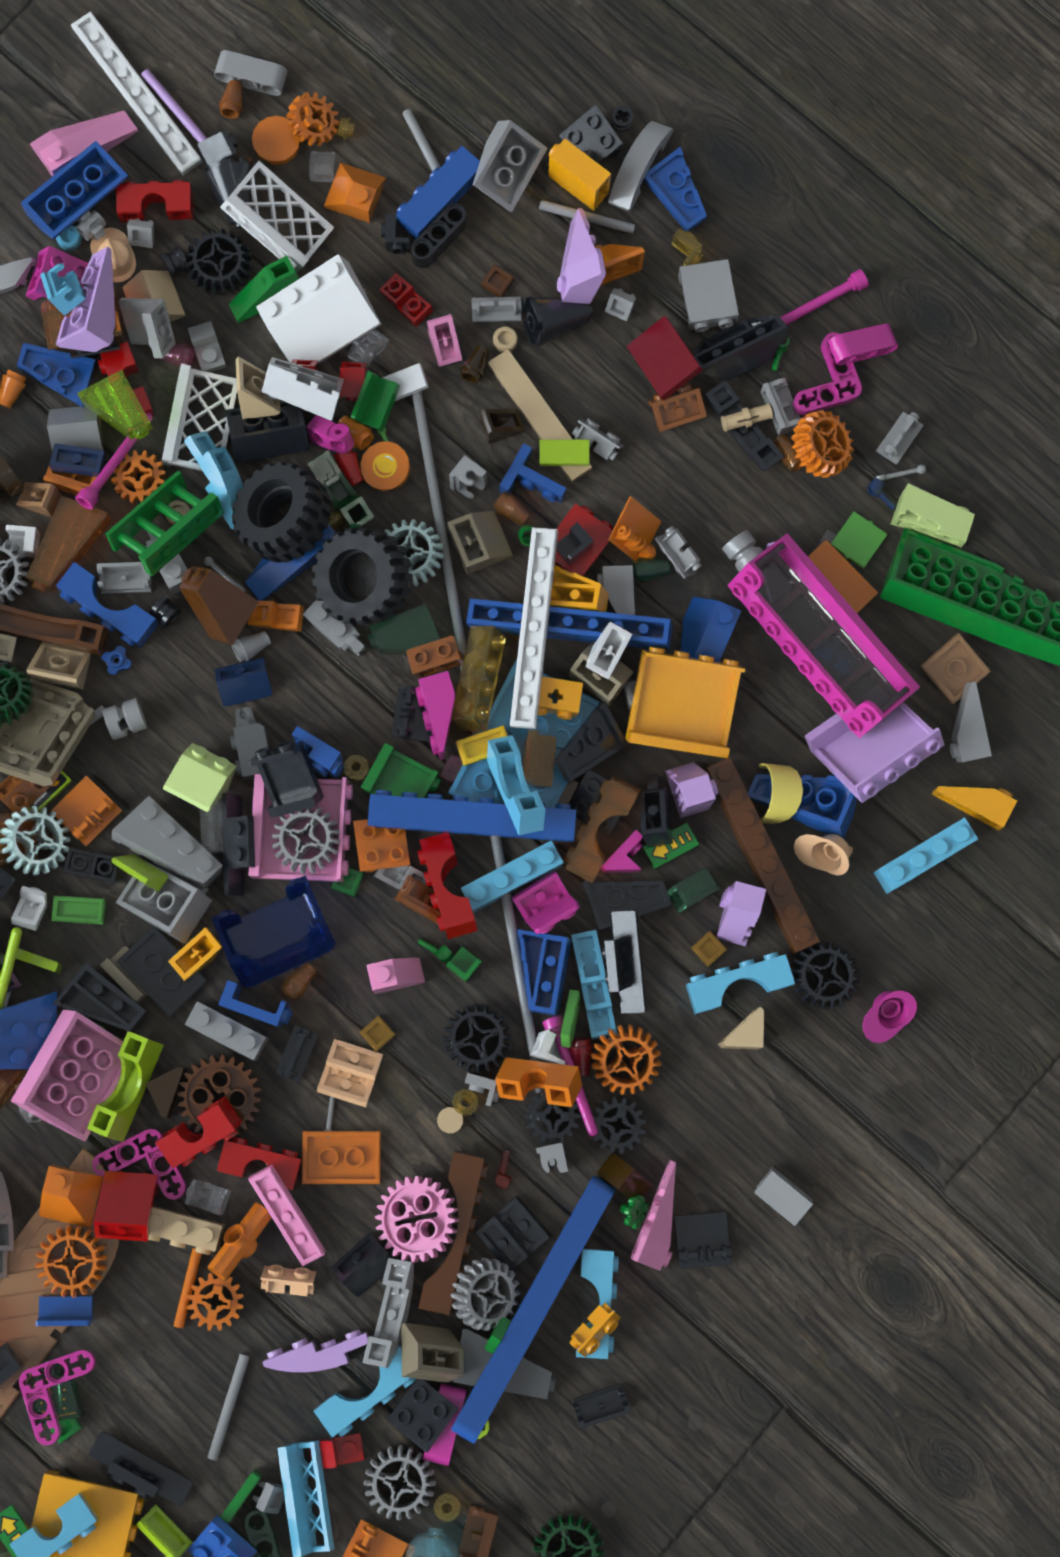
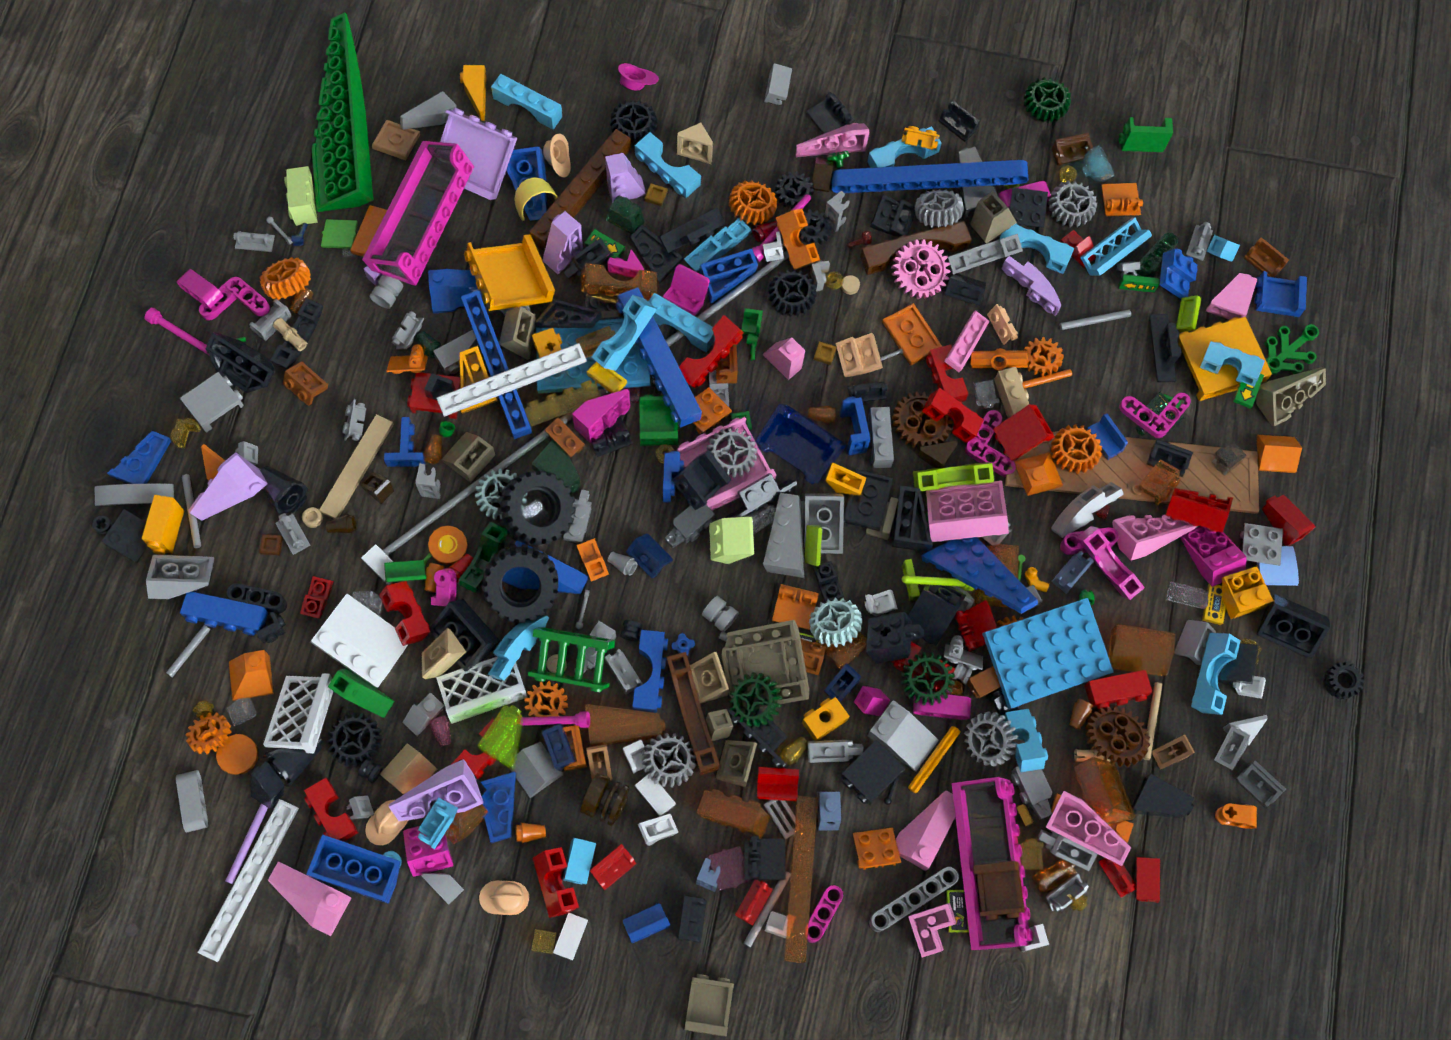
camera: 120 degrees left, 10 degrees down
(78, 910) = (861, 574): bright green tile -> none
(91, 226) = (374, 843): light grey gear -> none
(148, 324) = (429, 755): light grey bracket -> none
(217, 603) = (609, 590): reddish brown slope -> none
(232, 100) = (221, 802): dark orange cone -> none
(302, 387) = (422, 614): wedge -> none
(444, 340) = (335, 553): bright pink slope -> none
(497, 1335) = (958, 186): green tile -> none
(564, 452) = (376, 434): lime tile -> none
(570, 1019) = (748, 242): bright green tile -> none
(608, 650) = (503, 323): white slope -> none
(664, 358) = (274, 402): dark red tile -> none

